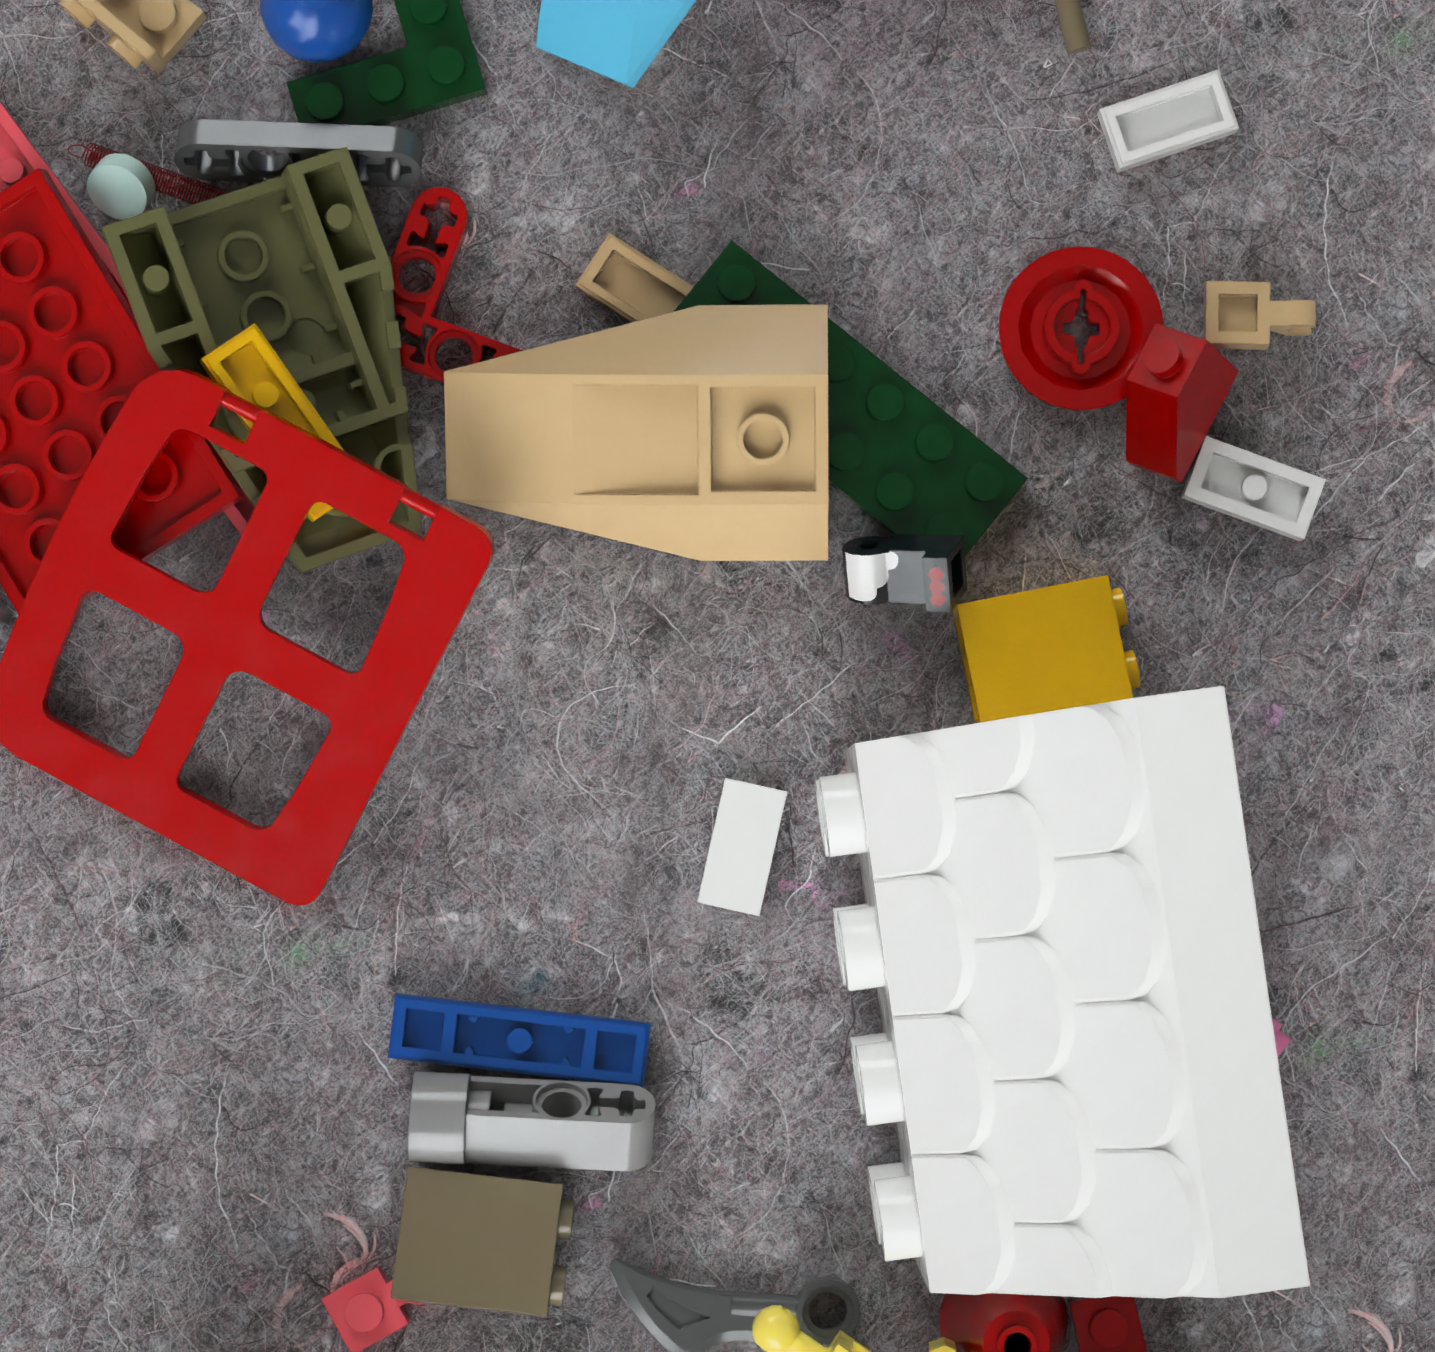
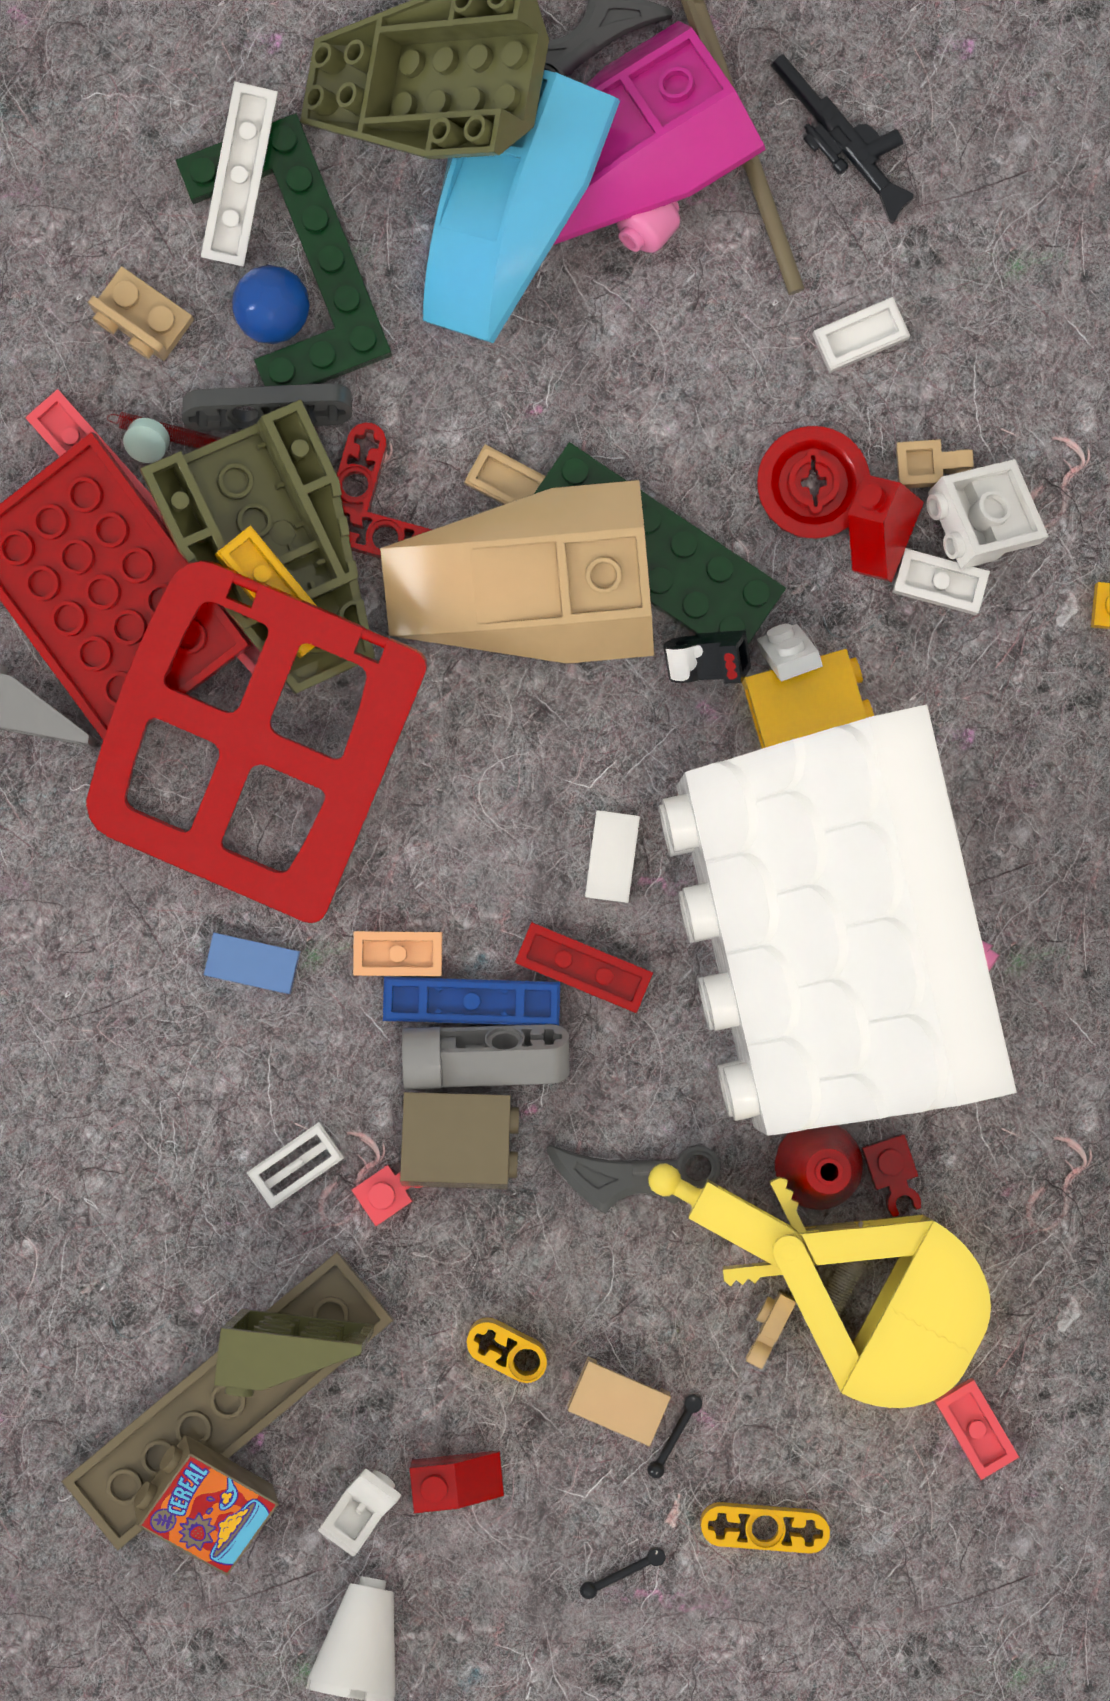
camera: 10 degrees left, 0 degrees up
(207, 956) = (252, 963): none -> medium blue tile
(292, 1227) = (327, 1143): none -> white tile
(418, 961) = (397, 953): none -> light nougat plate
(686, 1005) = (583, 967): none -> red plate
(1024, 572) = (789, 651): none -> white plate
(1326, 395) = (985, 513): none -> white plate

